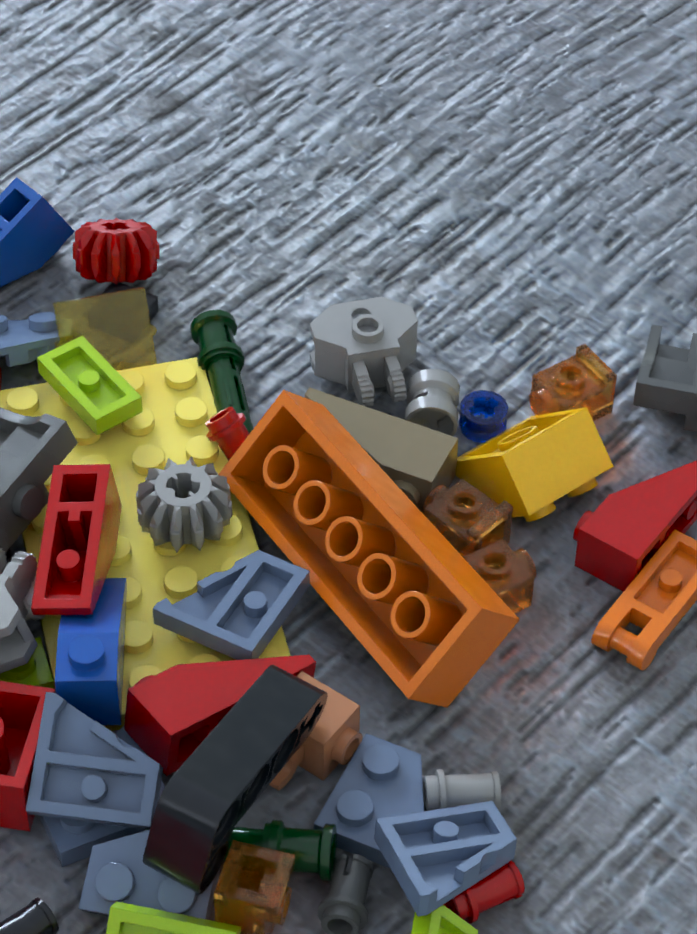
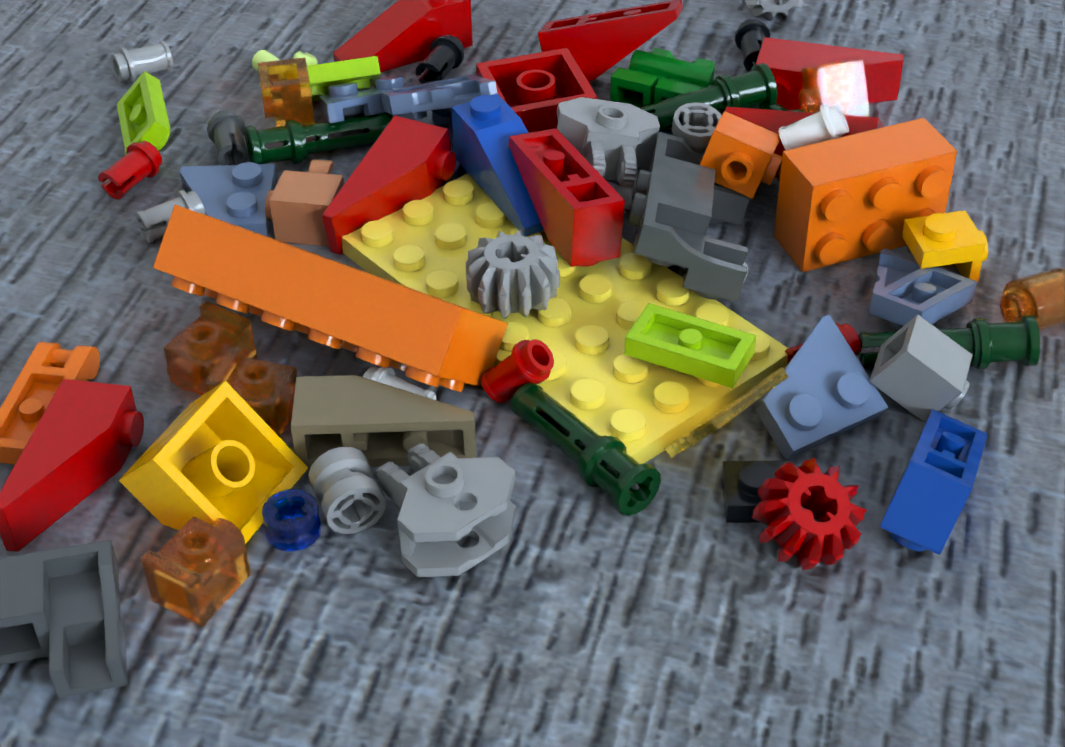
camera: 155 degrees right, 5 degrees down
(228, 776) = (325, 77): black beam -> none
(237, 607) = (412, 228): sand blue wing -> none
(444, 850) = (160, 150): sand blue wing -> none

